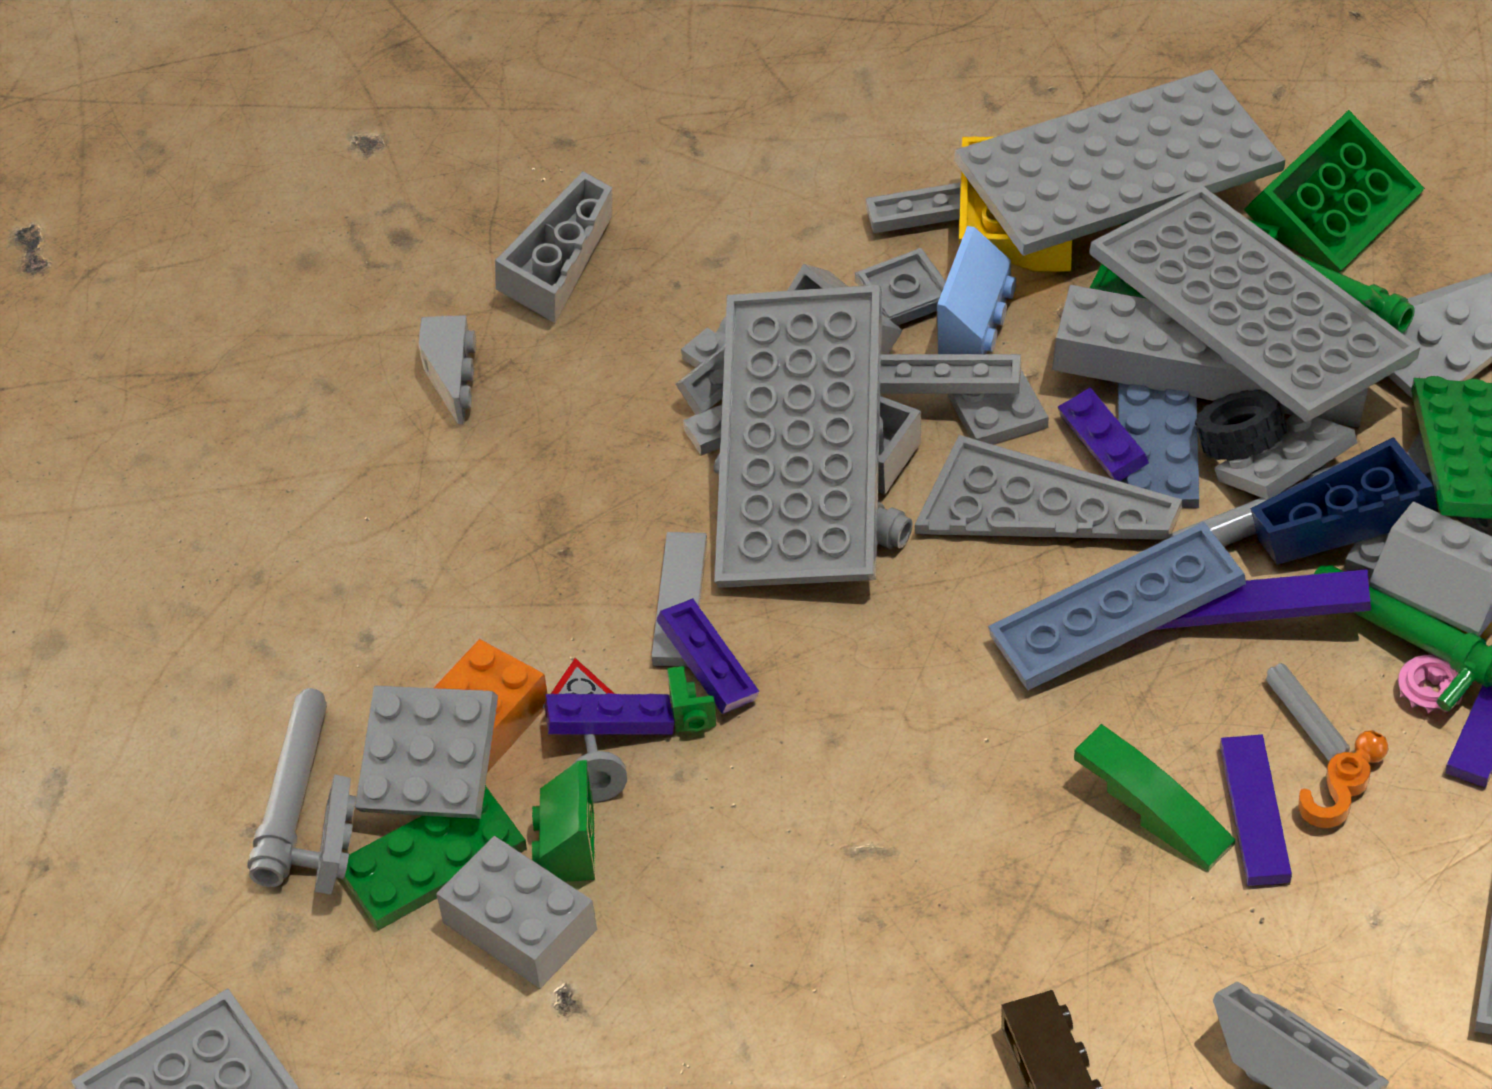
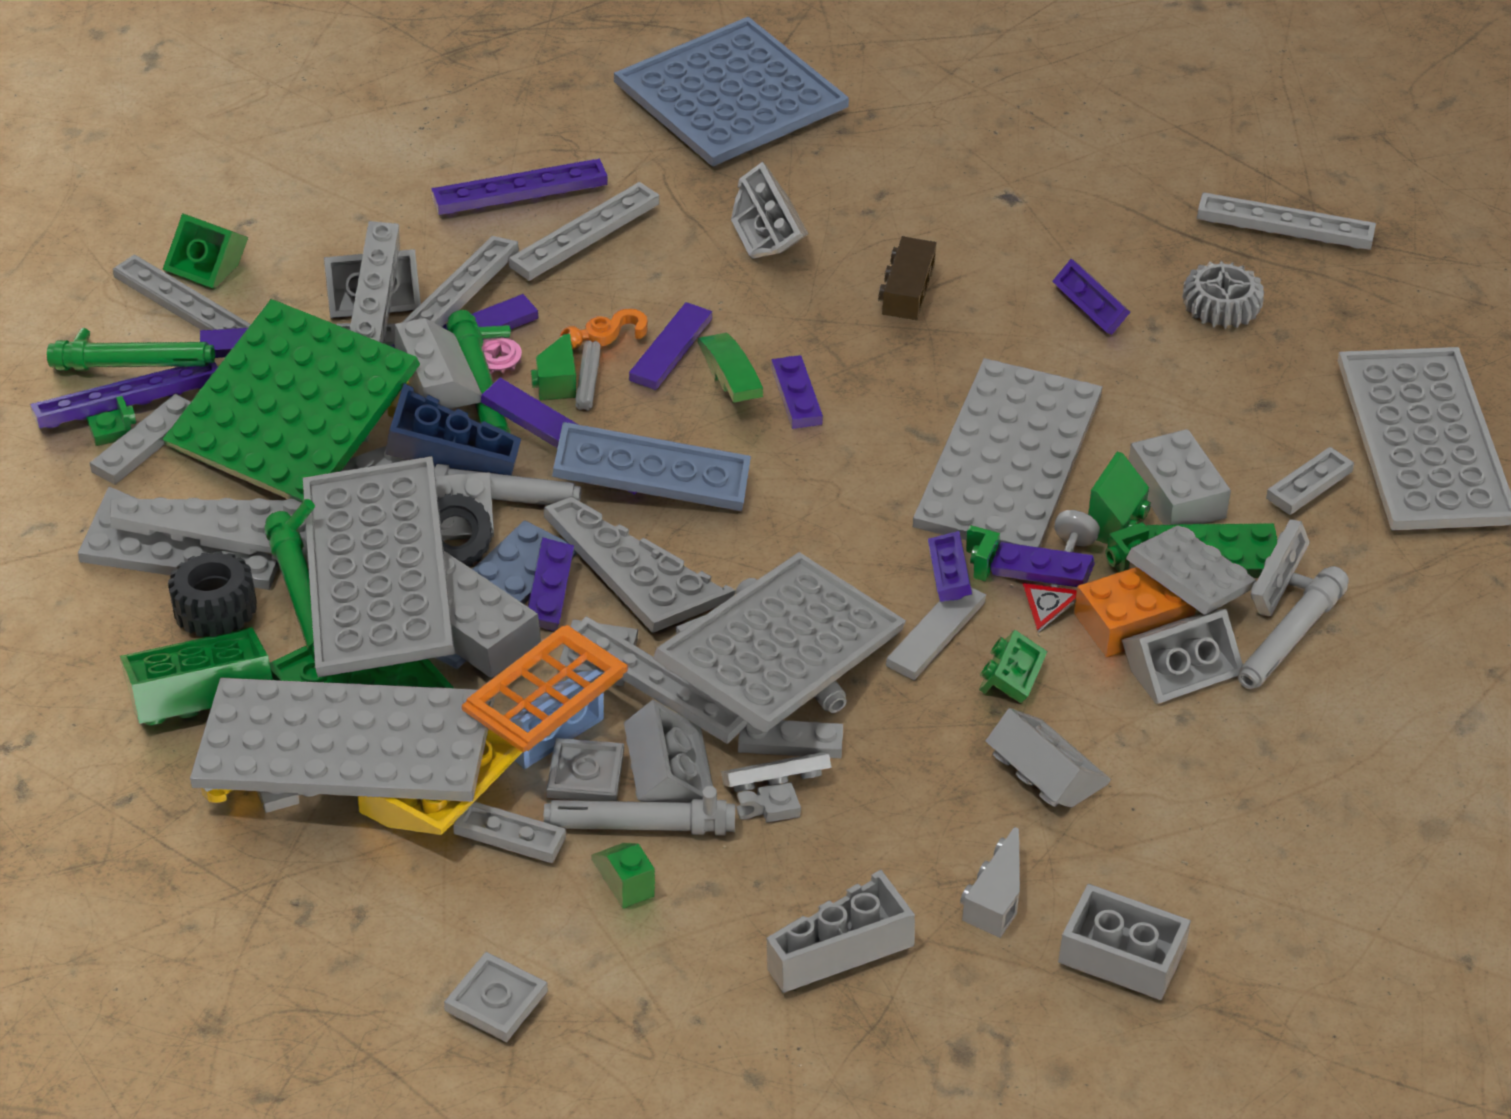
camera: 155 degrees left, 5 degrees down
(299, 355) = (1124, 941): none -> light grey brick
(358, 1011) = (1310, 480): none -> light grey plate
(410, 661) = (1184, 655): none -> light grey slope
(472, 505) = (1045, 759): none -> light grey slope
(526, 792) = (1121, 542): none -> green bracket
(569, 585) = (1013, 666): none -> green bracket
(747, 872) = (1009, 454): none -> light grey plate
(794, 220) = (626, 873): none -> green slope
(815, 86) = (496, 996): none -> light grey plate
(840, 262) = (668, 816): none -> light grey cylinder
(964, 305) = (515, 735): none -> orange piece
(1057, 824) = (796, 392): none -> dark purple plate
(1339, 686) = (555, 371): none -> green slope
(1399, 251) = (212, 594): none -> black tyre

